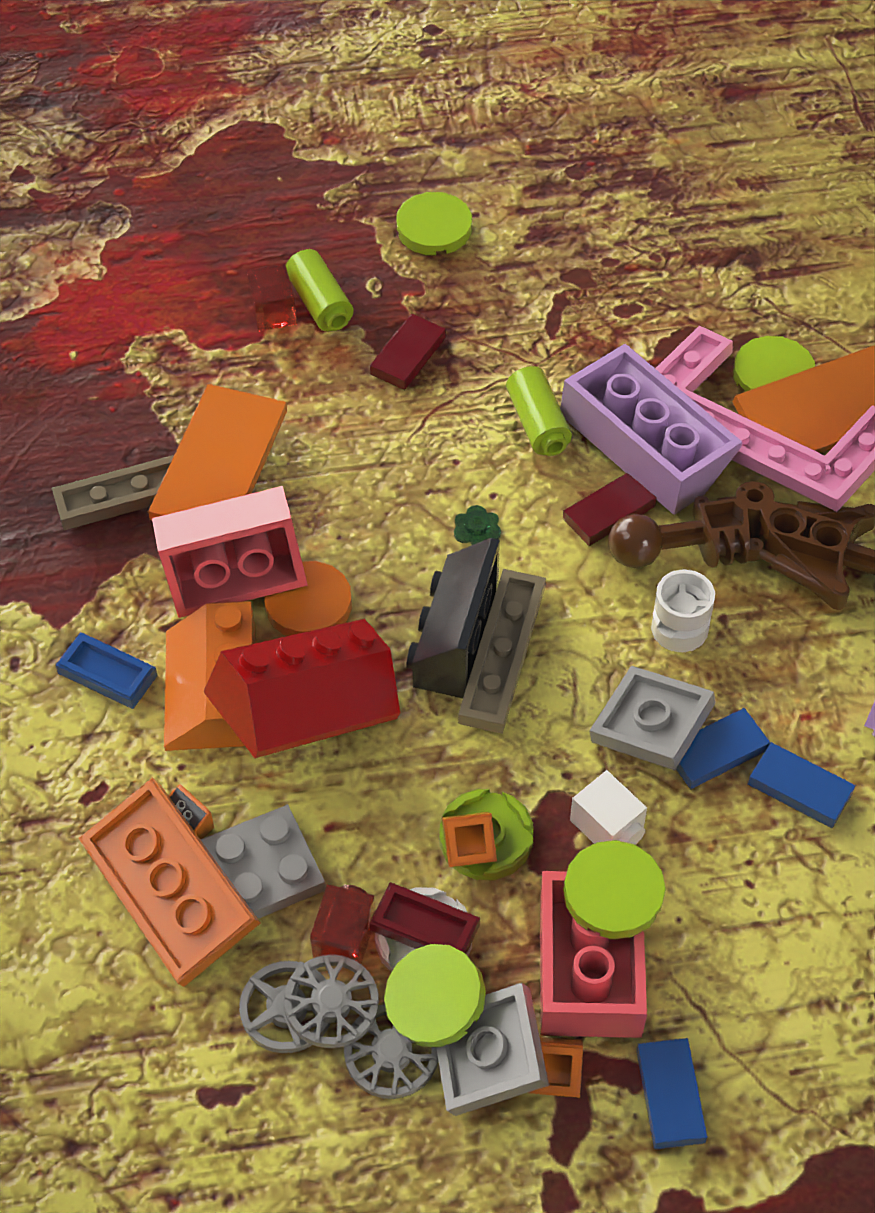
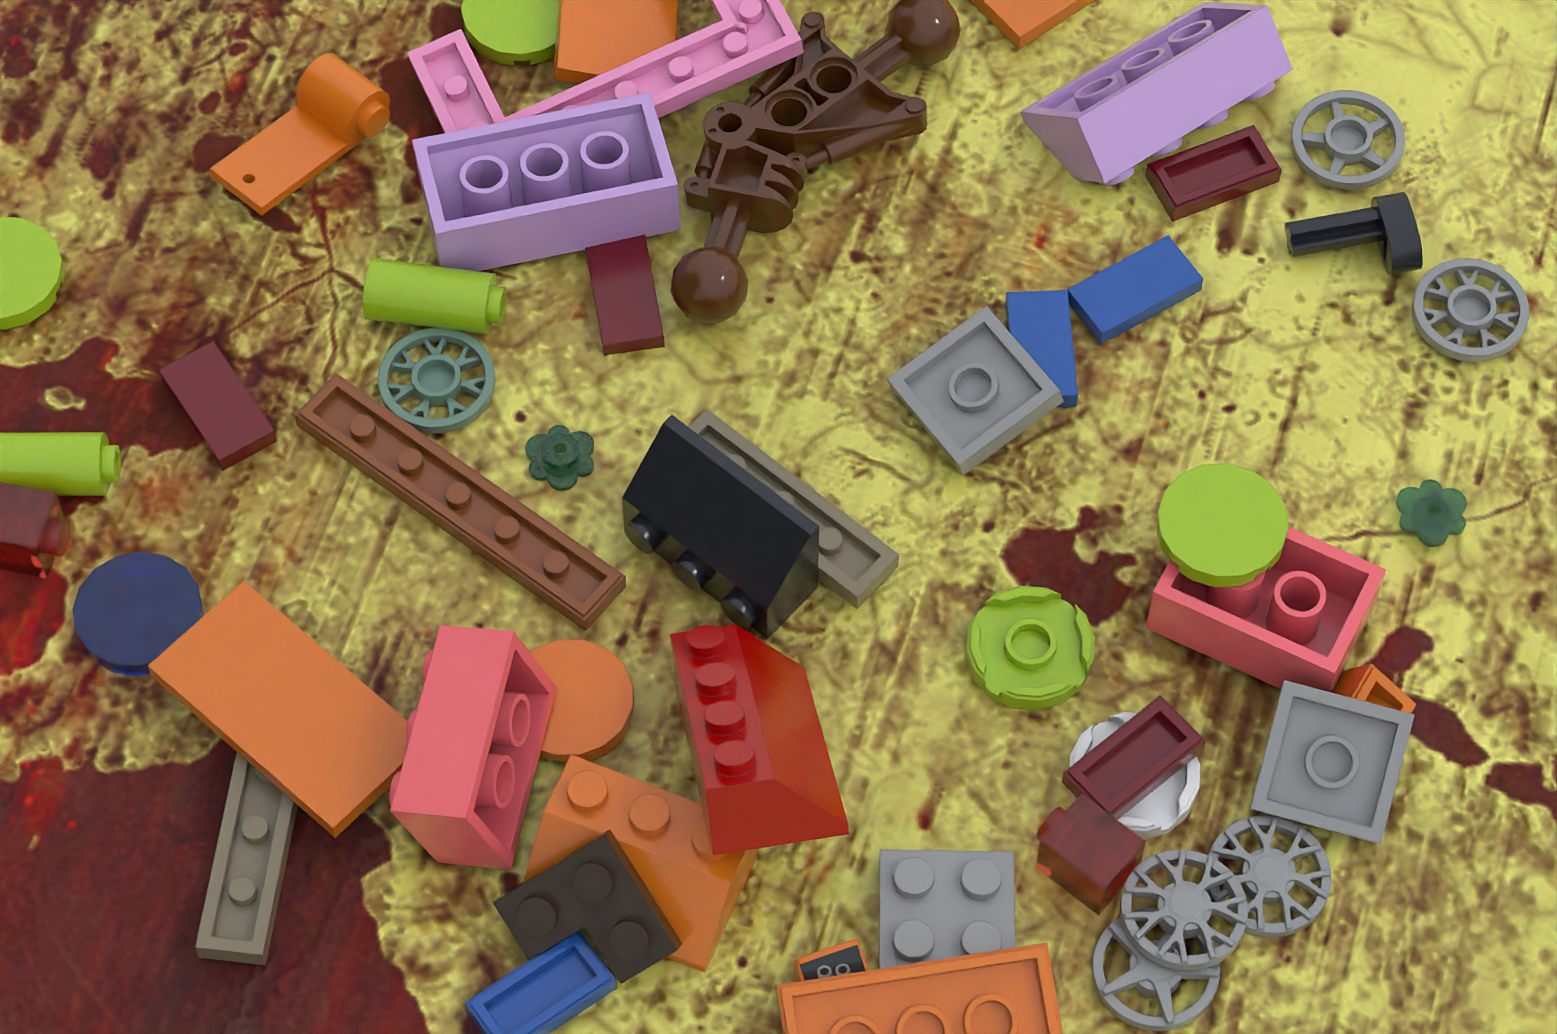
camera: 65 degrees left, 5 degrees up
(171, 660) = (595, 891): none -> dark brown plate
(256, 369) = (135, 610): none -> clear blue tile
(413, 493) = (461, 501): none -> dark orange tile
(434, 995) = (1243, 786): lime tile -> none
(469, 839) = (1039, 661): orange slope -> none
(488, 442) = (437, 379): none -> sand green wheel
(608, 811) = (1082, 500): white brick -> none
(633, 317) = (331, 117): none -> orange door
(671, 1093) = (1455, 608): blue tile -> none
(682, 610) = (845, 284): white wheel -> none
(743, 1034) = (1444, 506): none -> clear green plant

